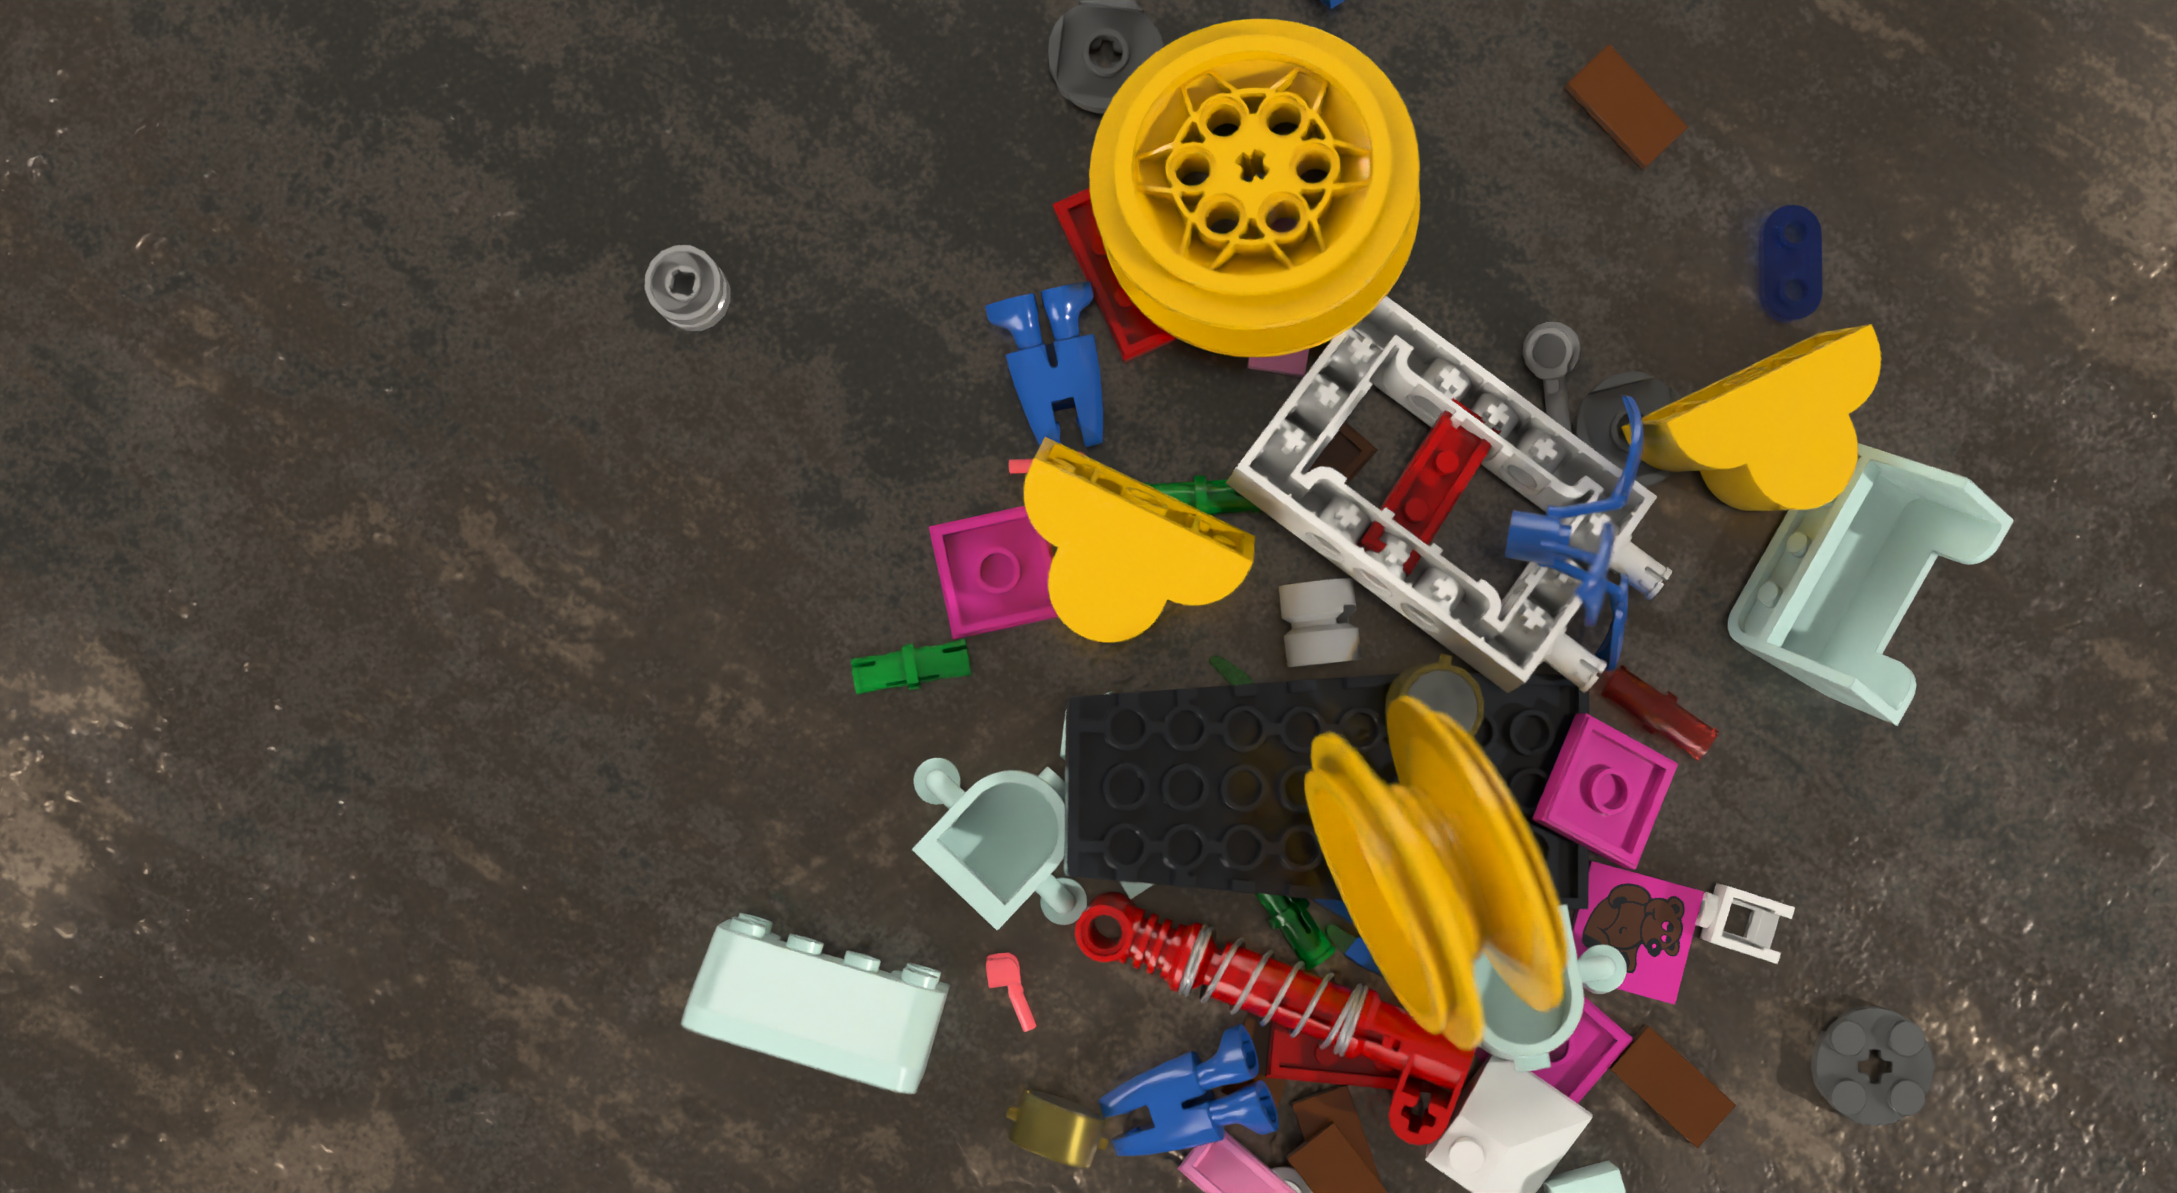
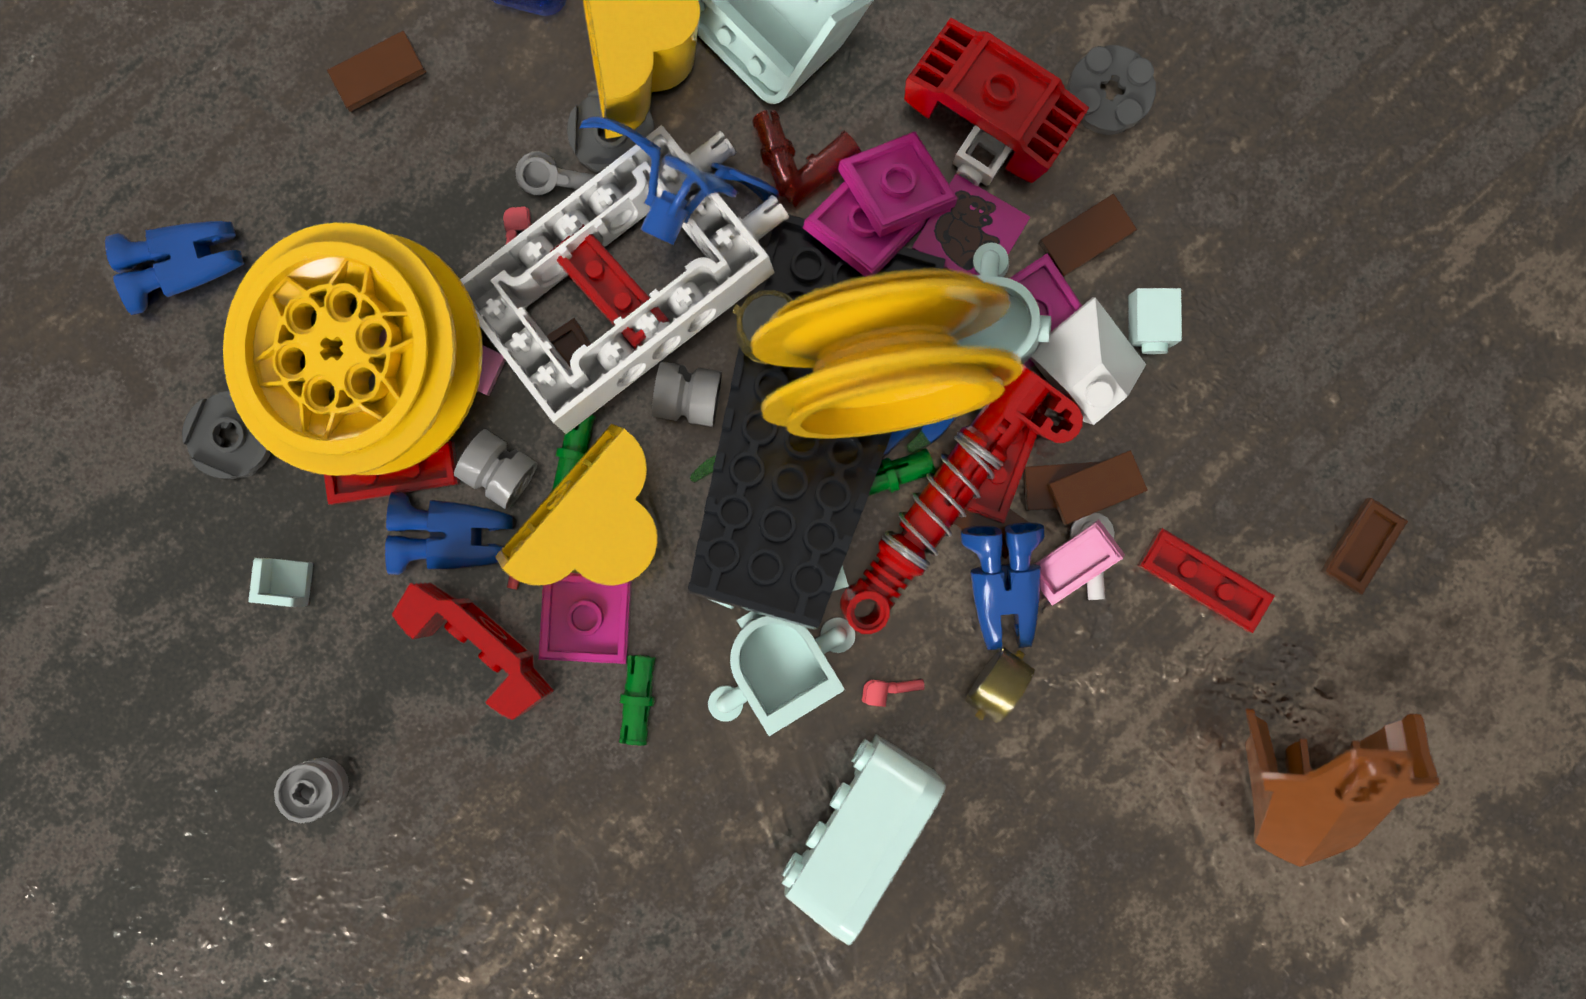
camera: 80 degrees left, 0 degrees up
(937, 174) = (280, 582): none -> light aqua panel
(957, 370) = (428, 607): none -> red plate
(1156, 405) = (491, 466): none -> light grey wheel
(1483, 340) = (516, 220): none -> coral hand
(1664, 653) = (777, 153): none -> clear red pin
(1668, 819) = (897, 184): none -> dark pink tile
(1821, 919) = (998, 94): none -> red plate

